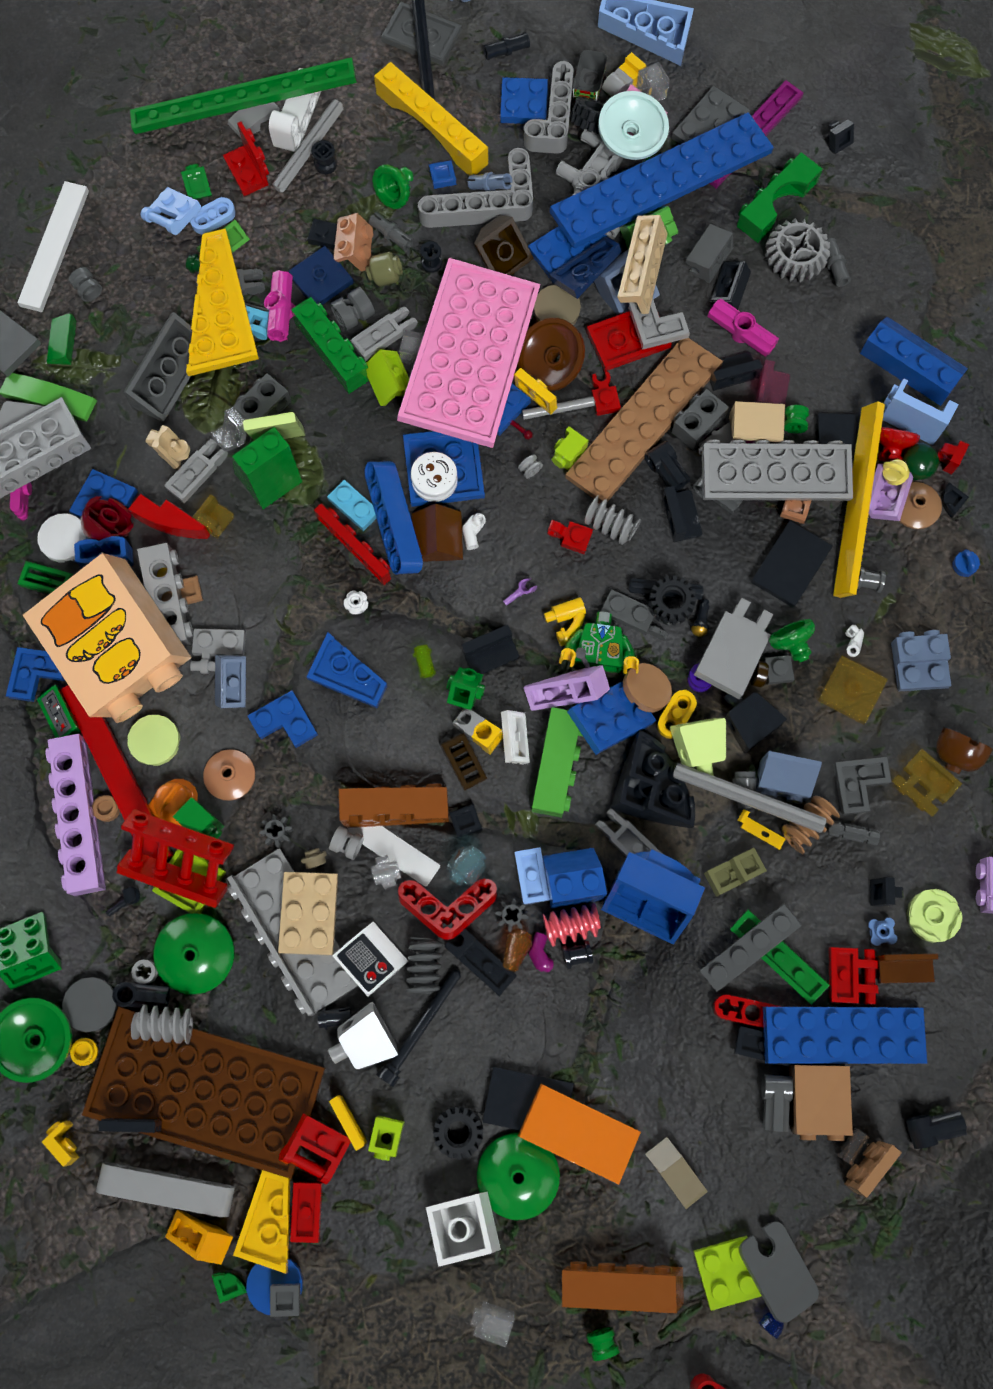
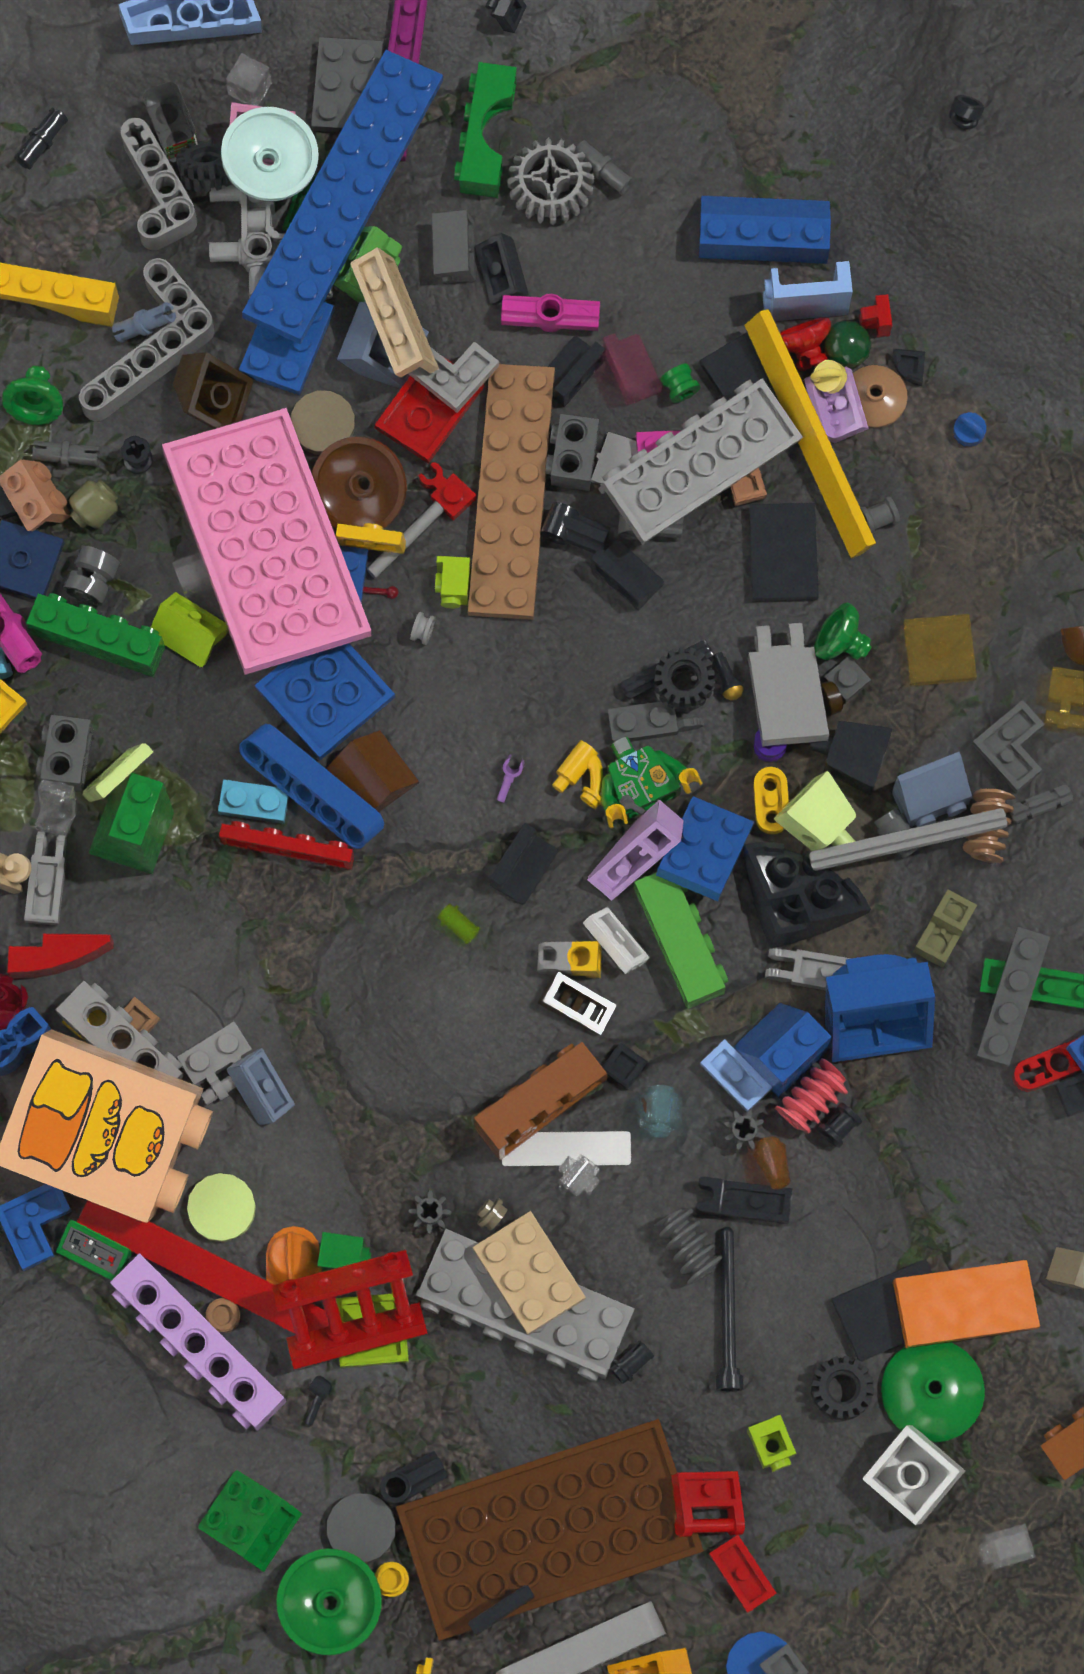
camera: 35 degrees left, 0 degrees up
(140, 979) = (392, 1444): light grey bush -> none
(162, 1025) = (460, 1486): light grey piece -> none
(212, 950) = (409, 1406): green dish -> none
(213, 516) = (107, 917): clear yellow panel -> none
(240, 780) = (335, 1206): nougat dish -> none
(266, 1226) = (711, 1613): yellow wing -> none
(285, 713) = (345, 1081): blue plate -> none
(344, 673) = (381, 995): blue wing -> none
(346, 842) = (507, 1177): light grey wheel -> none
(348, 1122) = (722, 1455): yellow tile -> none
(356, 608) = (336, 917): white plate -> none
(364, 1039) = (679, 1360): torso -> none
(370, 959) = (626, 1277): slope -> none
(382, 333) = (145, 582): light grey hinge -> none
(434, 476) = (327, 710): white head -> none
(442, 174) = (76, 344): blue tile -> none
(446, 914) = (673, 1176): red beam -> none
(465, 688) = (526, 922): green brick -> none
(471, 529) = (405, 742): white arm -> none
(523, 100) = (108, 193): blue plate -> none
(538, 955) = (799, 1153): magenta arm -> none
(574, 537) = (525, 676): red plate -> none
(586, 267) = (327, 359): dark blue wing -> none
(611, 521) = (557, 632): light grey piece -> none
(623, 76) = (209, 92): leg -> none
(648, 688) = (724, 792): medium nougat tile -> none
(756, 829) = (937, 867): yellow piece -> none
(757, 421) = (642, 417): tan slope -> none
(856, 640) = (908, 594): white arm -> none
(921, 661) = (992, 570): sand blue plate -> none

